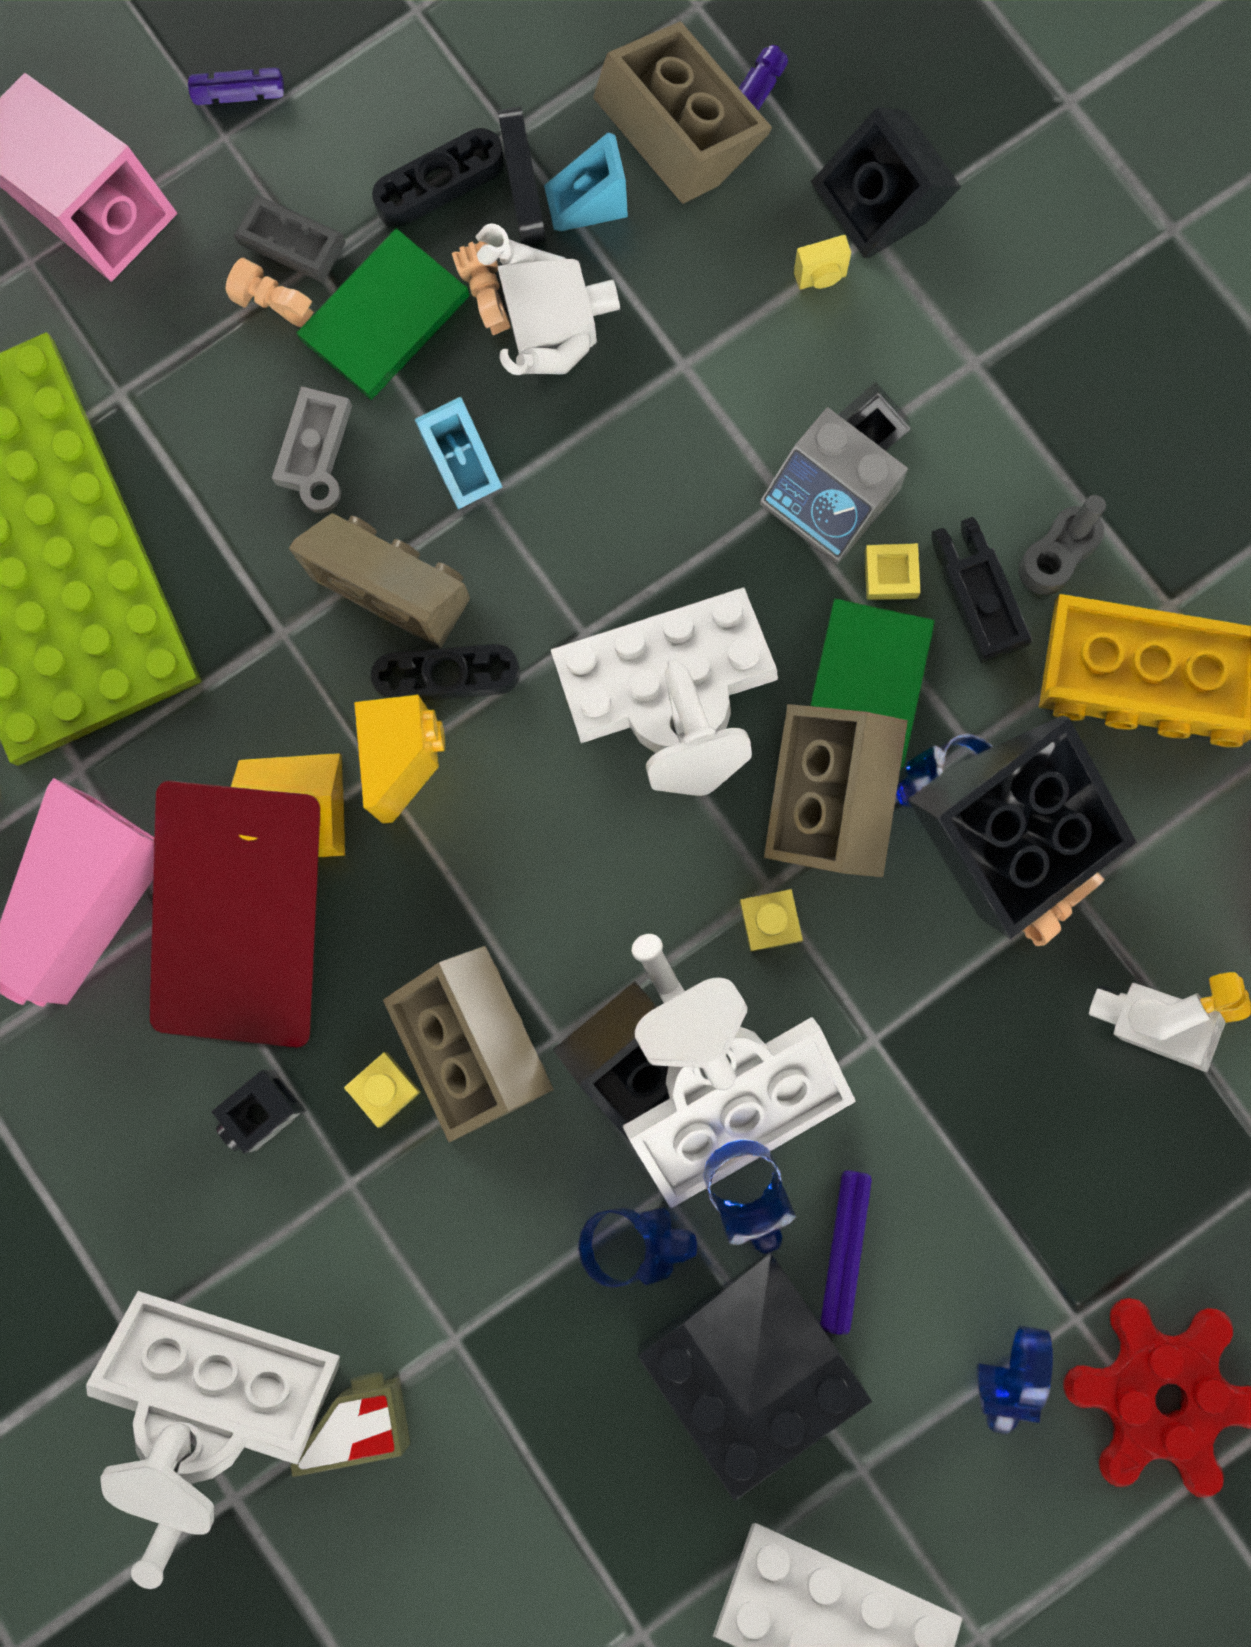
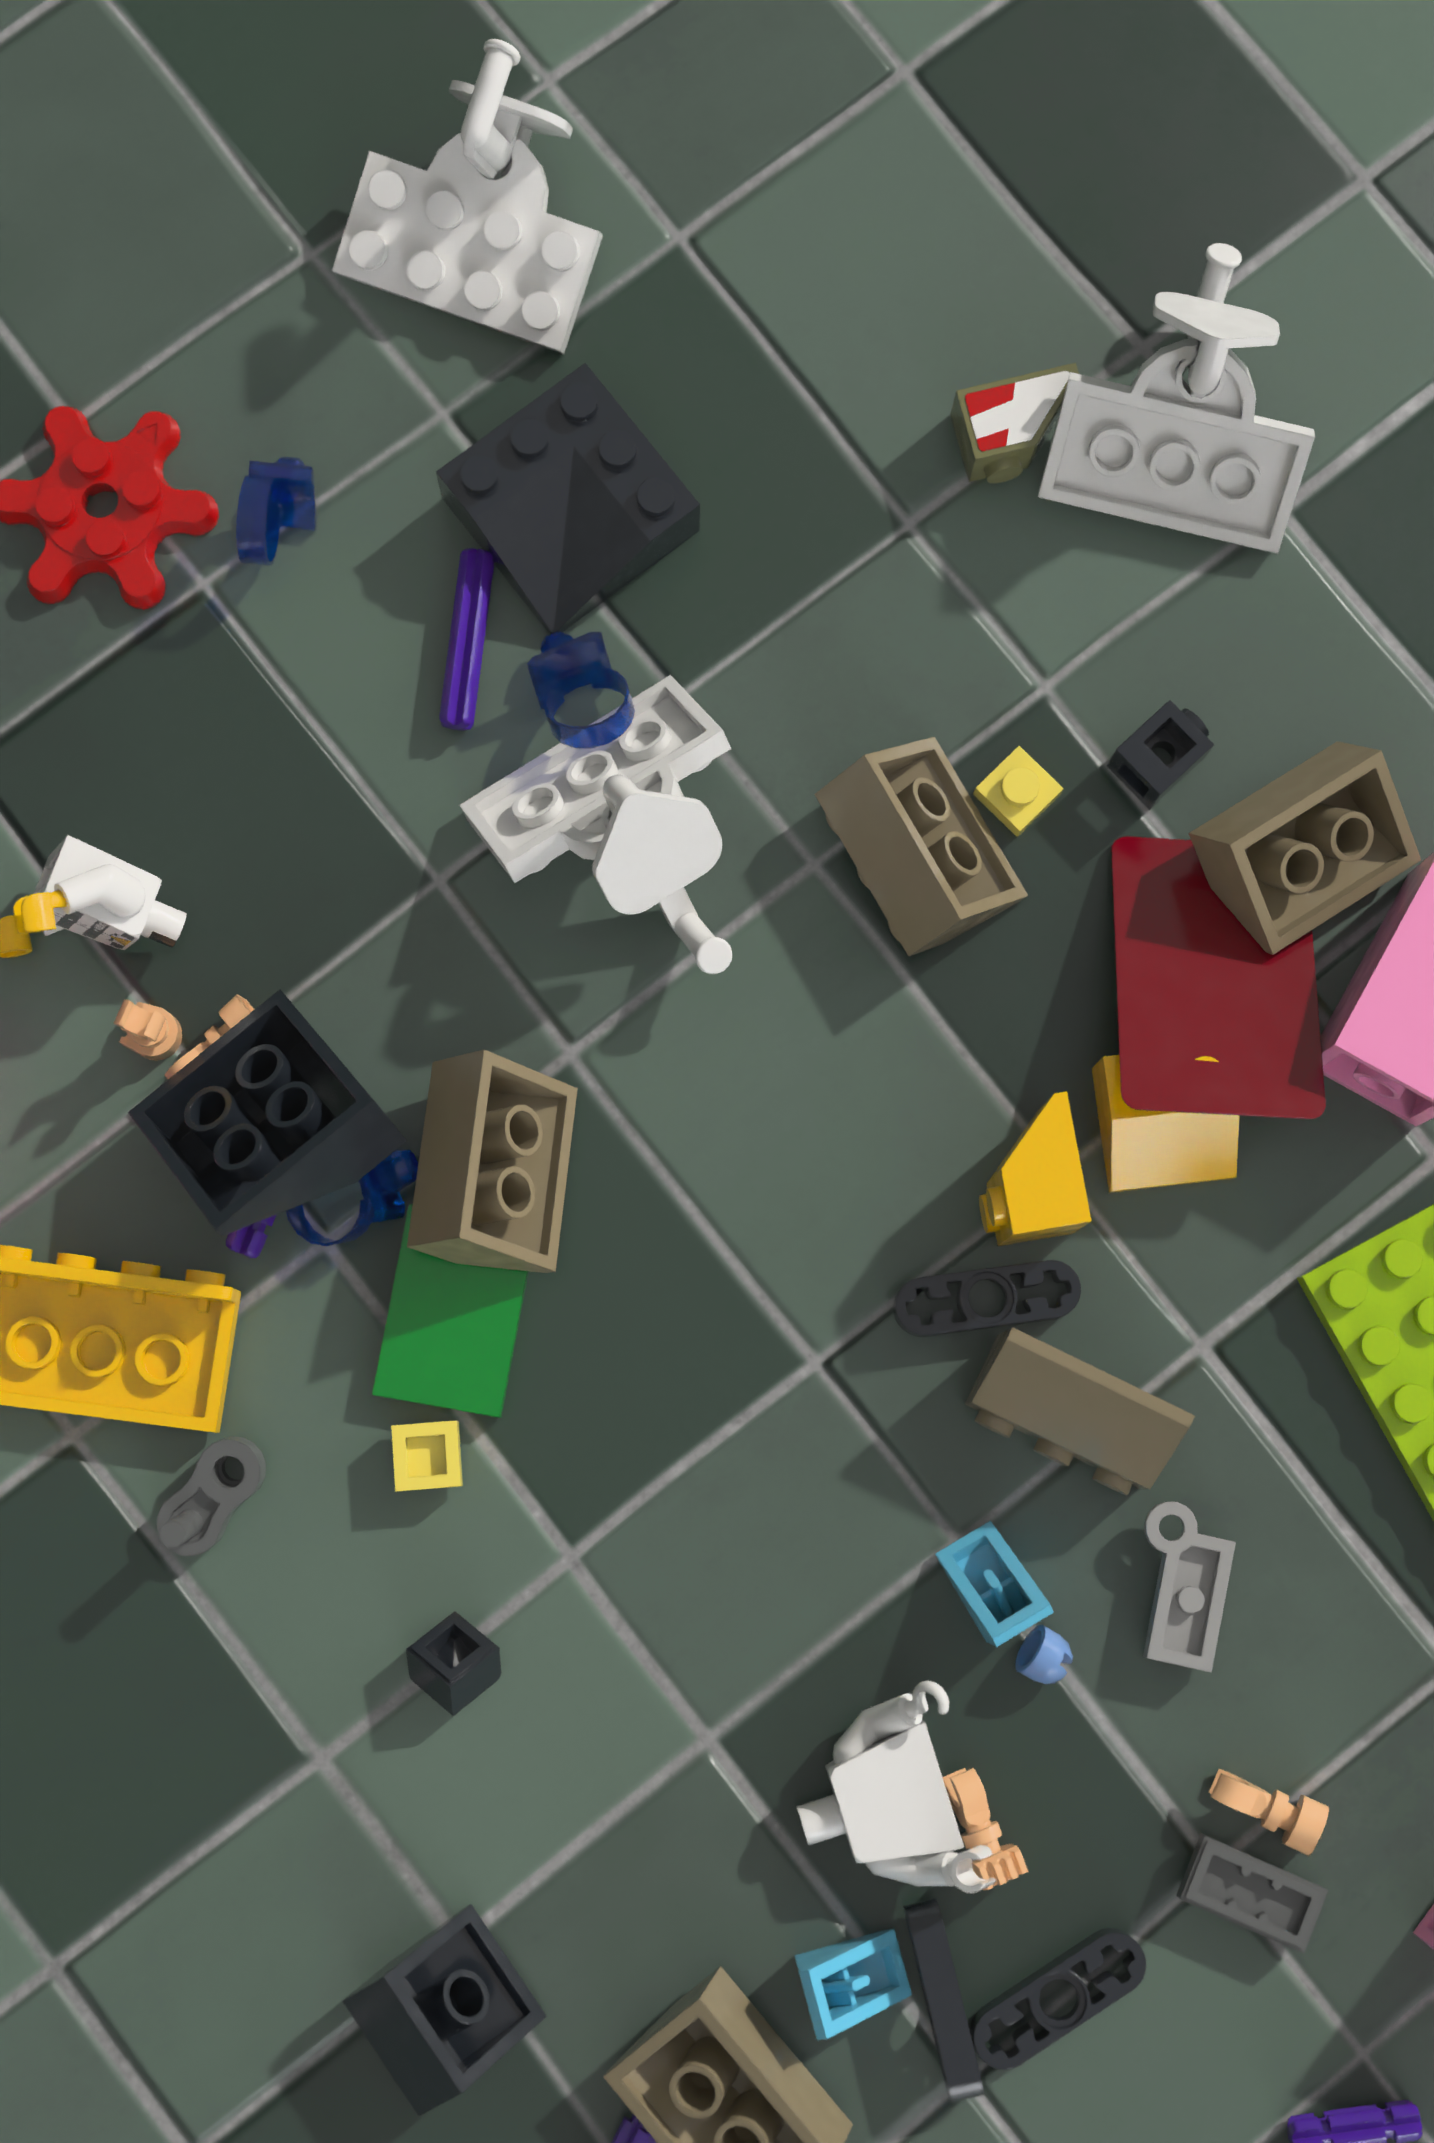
camera: 160 degrees right, 0 degrees up
(144, 1024) = (1307, 844): none -> dark tan slope
(383, 314) = (1114, 1791): green tile -> none
(424, 401) = (1042, 1655): none -> medium blue hinge
(610, 1061) = (758, 830): black slope -> none
(662, 1244) = (678, 631): clear blue piece -> none
(669, 676) = (710, 1301): white plate -> none
(771, 920) = (566, 1011): light yellow plate -> none
(822, 263) = (526, 1881): light yellow plate -> none
(833, 485) = (505, 1564): slope -> none
(982, 593) = (312, 1432): black hinge -> none
(1117, 920) = (149, 1030): none -> light nougat piece

